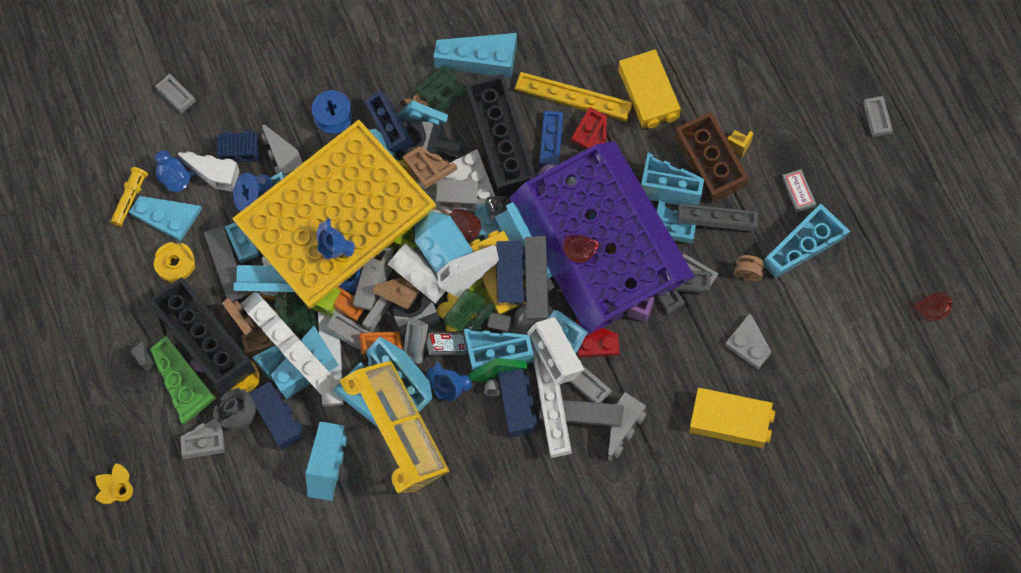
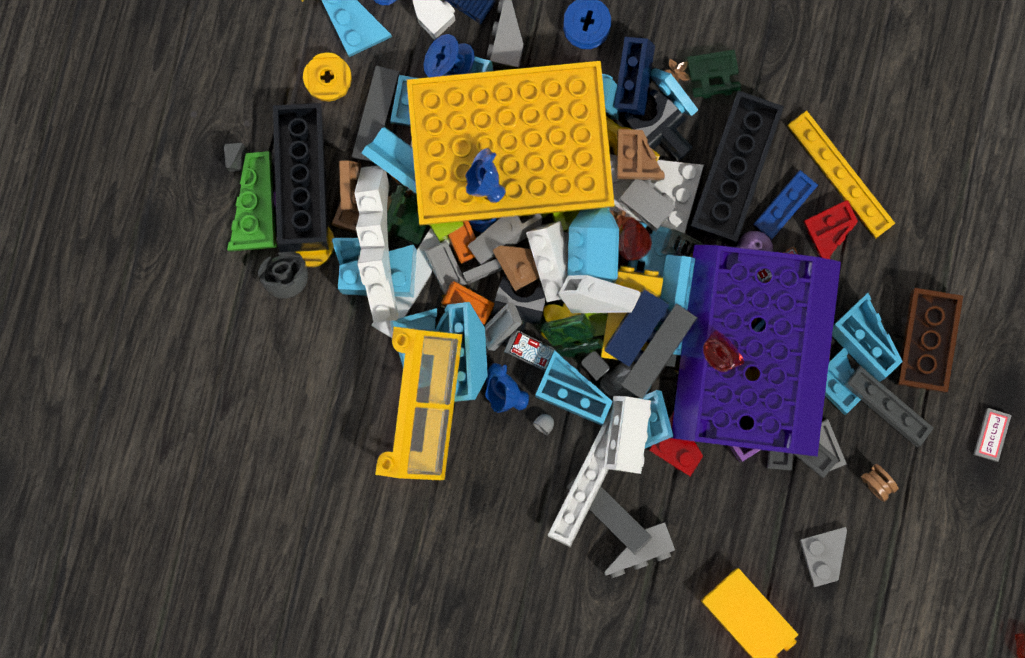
camera: 35 degrees right, 15 degrees up
(112, 484) = (123, 265): yellow plate -> none
(203, 441) = (236, 282): light grey wing -> none
(277, 415) = (320, 307): dark blue brick -> none
(325, 460) = (336, 385): medium azure wedge -> none
(478, 54) = (778, 64): medium azure wedge -> none
(492, 368) = (559, 411): green tile -> none
(517, 403) = (556, 456): dark blue brick -> none
(591, 387) = (639, 490): light grey tile -> none
(649, 89) = (922, 222): yellow brick -> none
(740, 142) = (970, 342): yellow panel -> none
(808, 239) = (966, 493): medium azure wedge -> none

